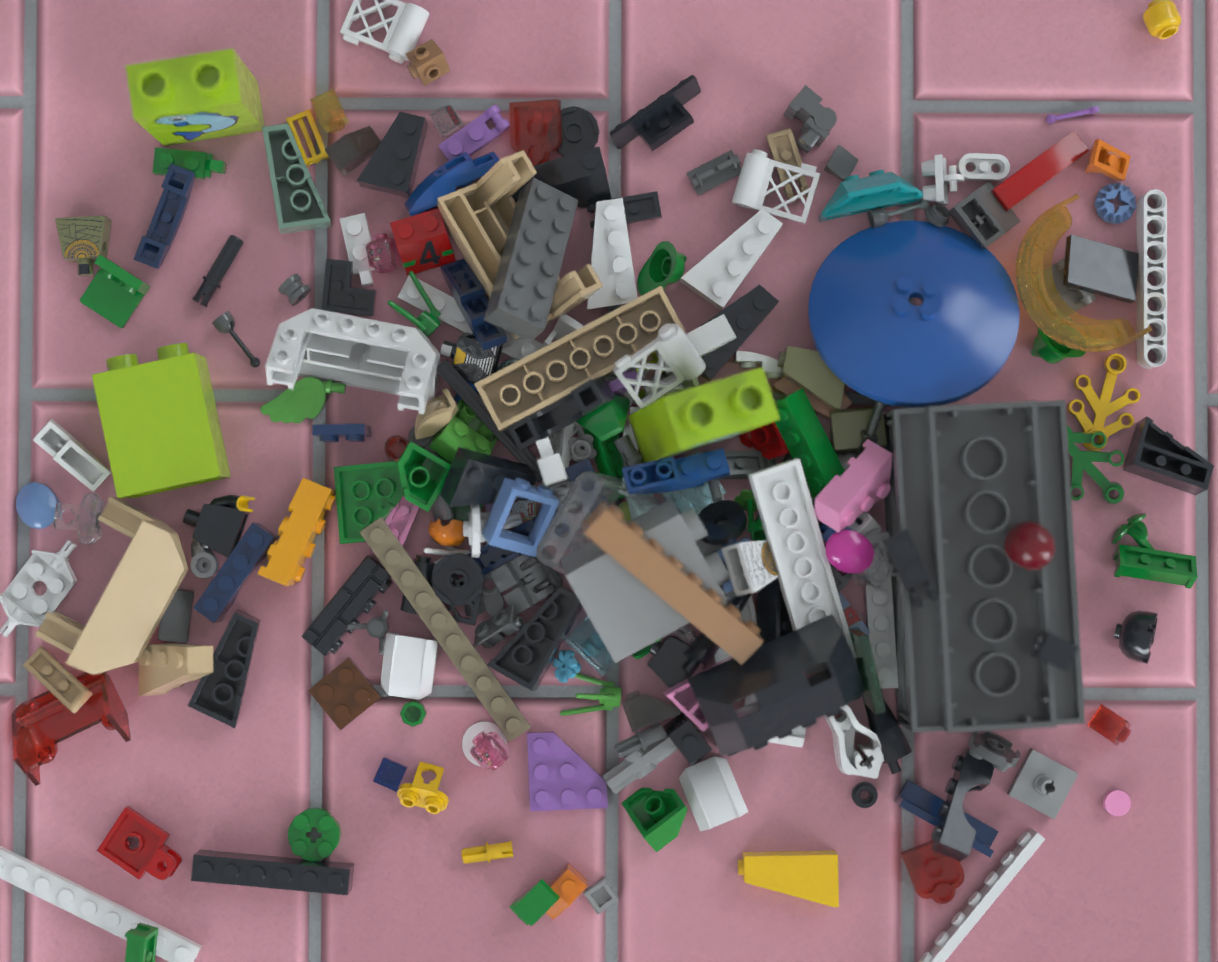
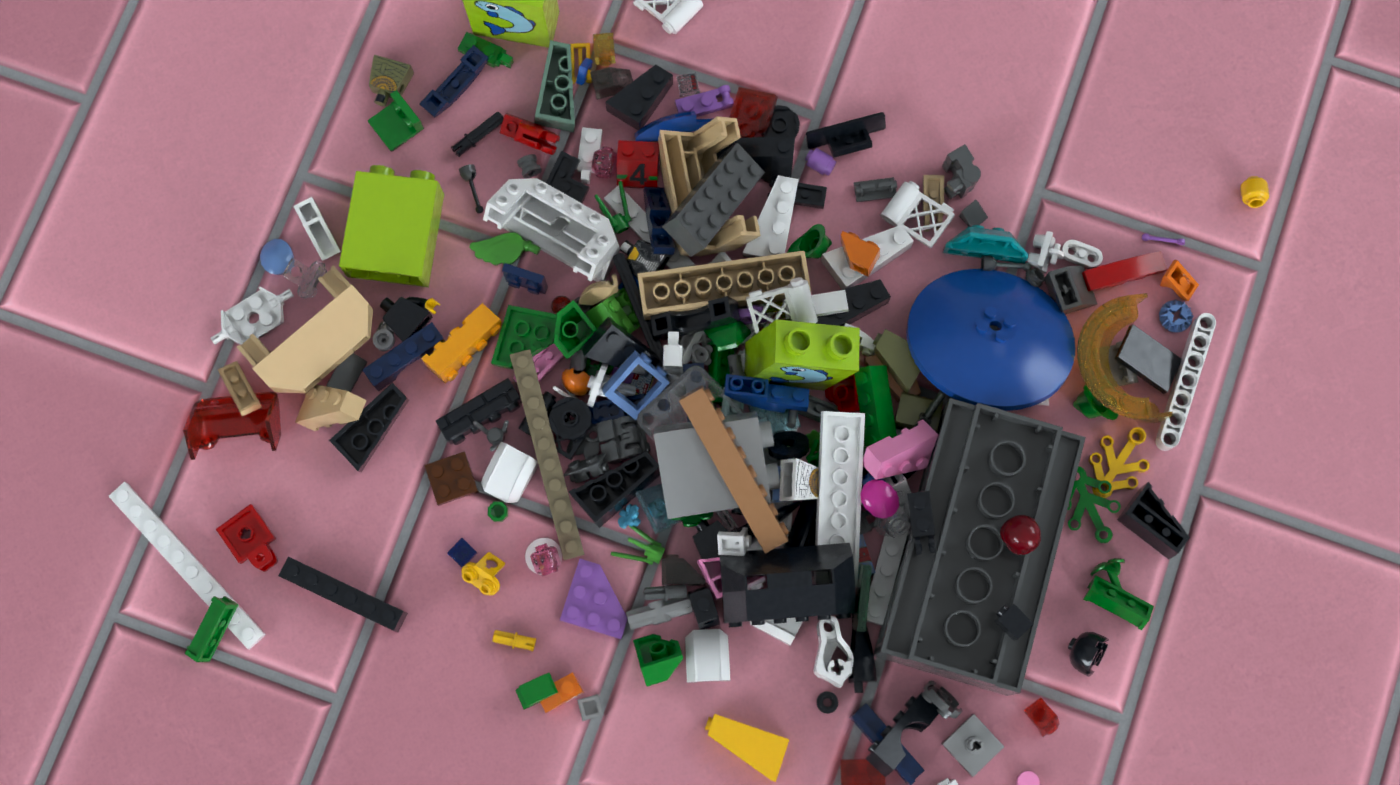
camera: 25 degrees right, 10 degrees down
(280, 250) = (529, 133): none -> red plate
(315, 148) = (583, 68): none -> blue tile
(324, 845) = (390, 589): green plate -> none
(427, 62) = (689, 38): medium nougat brick -> none
(638, 161) = (820, 161): none -> medium lavender brick
(701, 663) = (733, 542): none -> white bracket
(726, 265) = (859, 253): none -> orange slope

